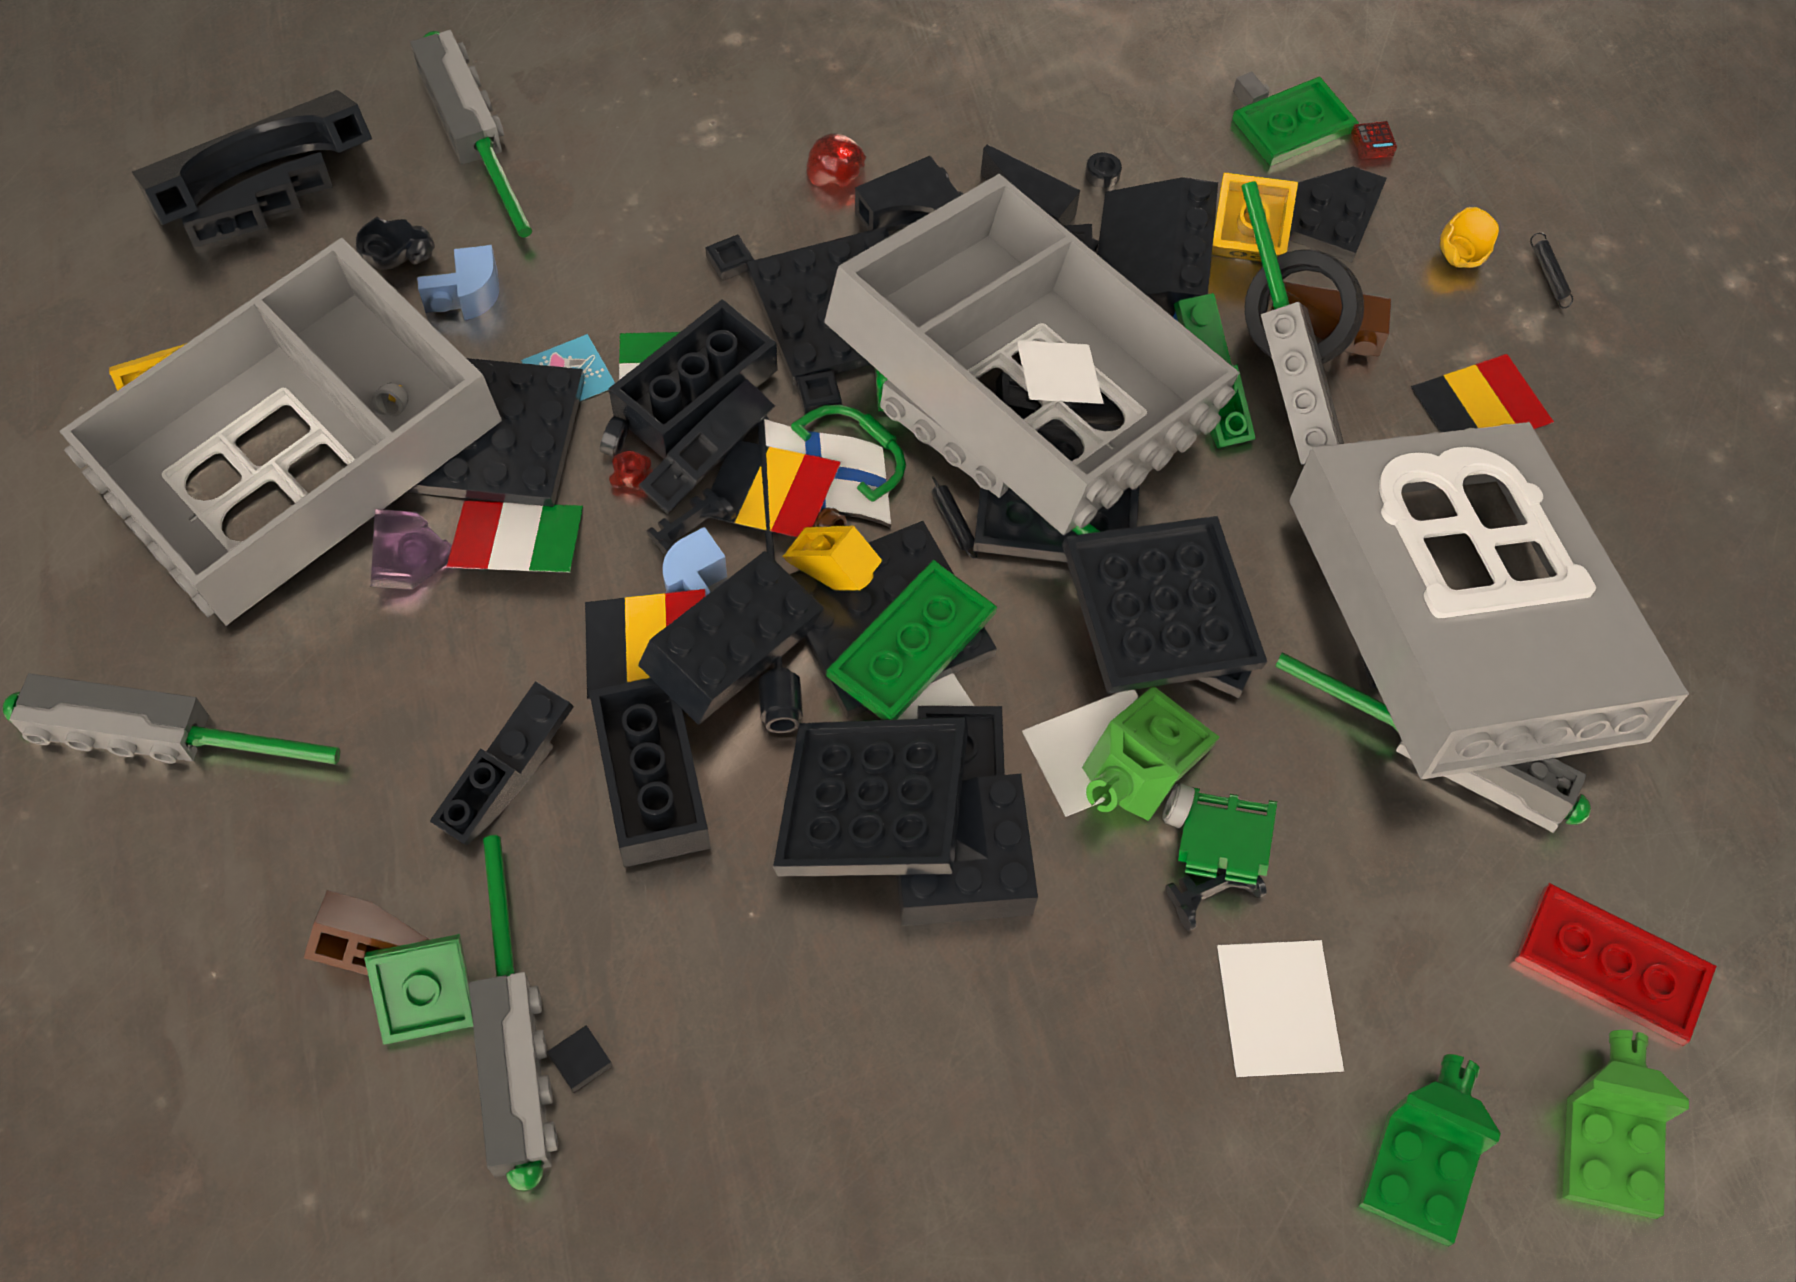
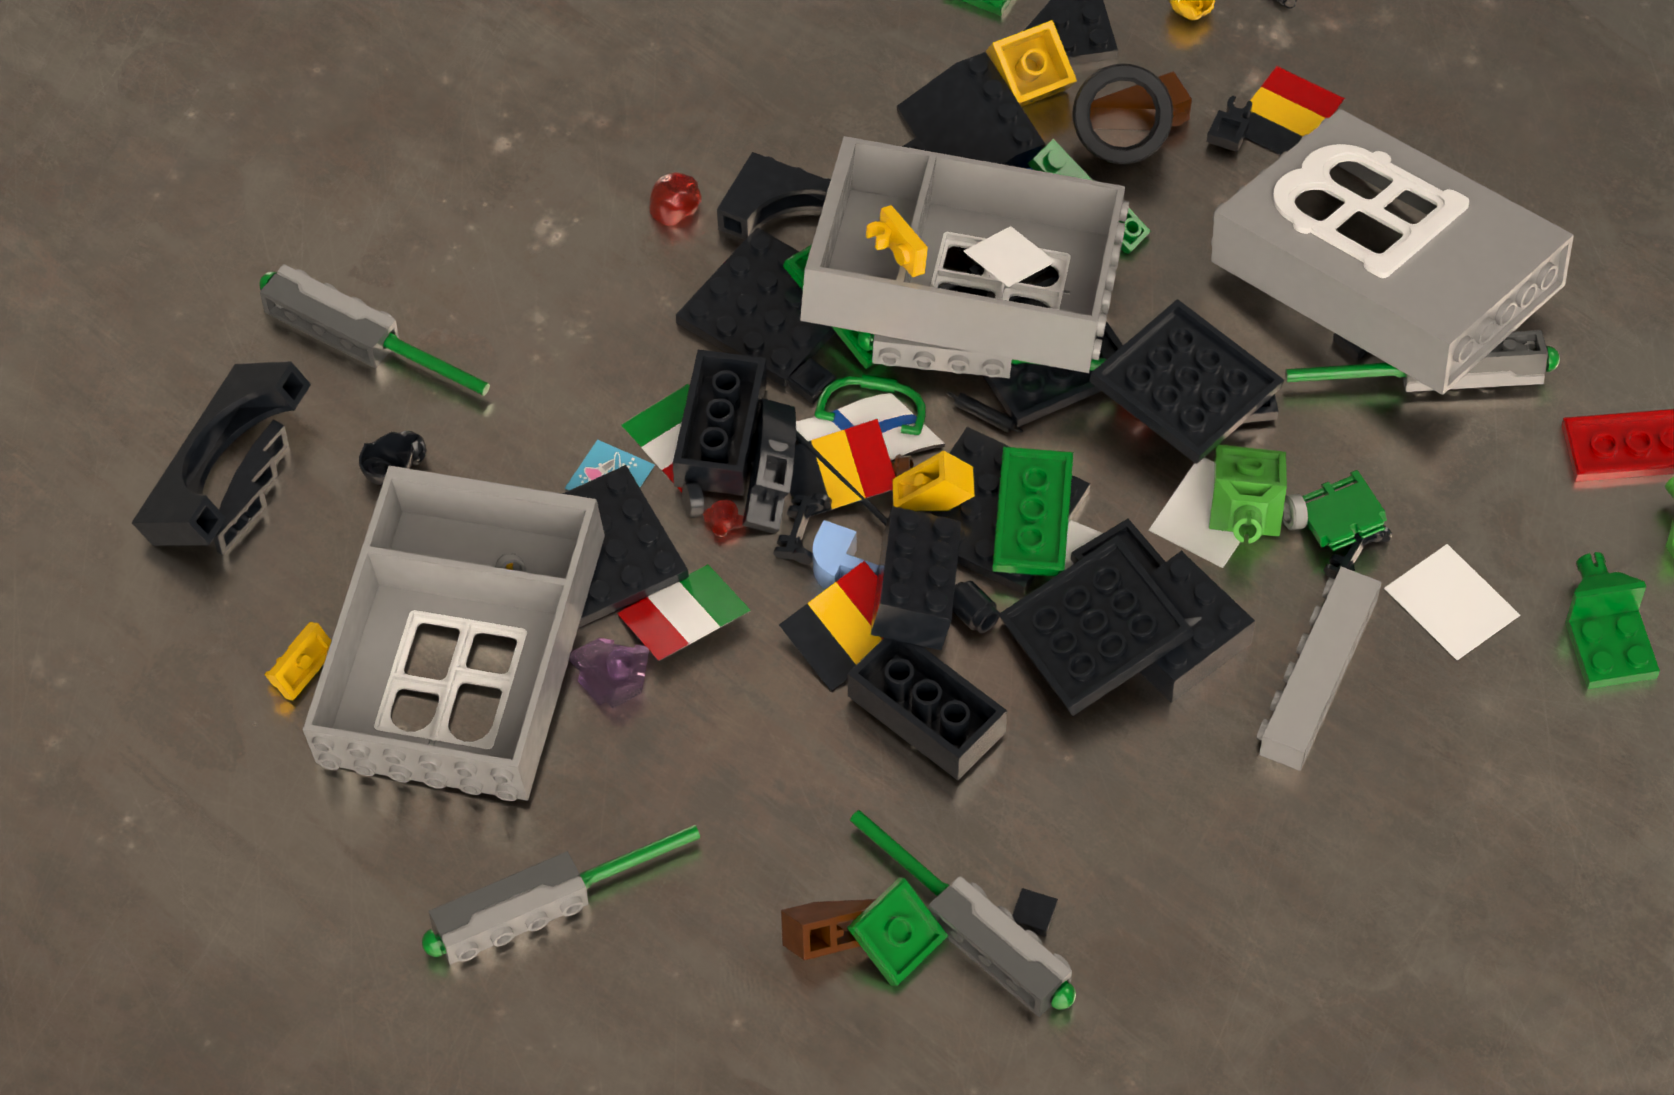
camera: 30 degrees left, 5 degrees down
(471, 288) = (479, 450): light blue brick -> none
(506, 766) = (820, 762): black slope -> none
(729, 257) = (656, 318): black tile -> none
(949, 278) = (896, 234): none -> yellow plate
(1046, 191) = (825, 134): black slope -> none
(1075, 990) = (1319, 669): none -> light grey brick
(1103, 170) = (881, 89): black tile -> none
(1293, 348) = (1142, 148): light grey piece -> none
(1412, 385) = (1230, 126): none -> black plate

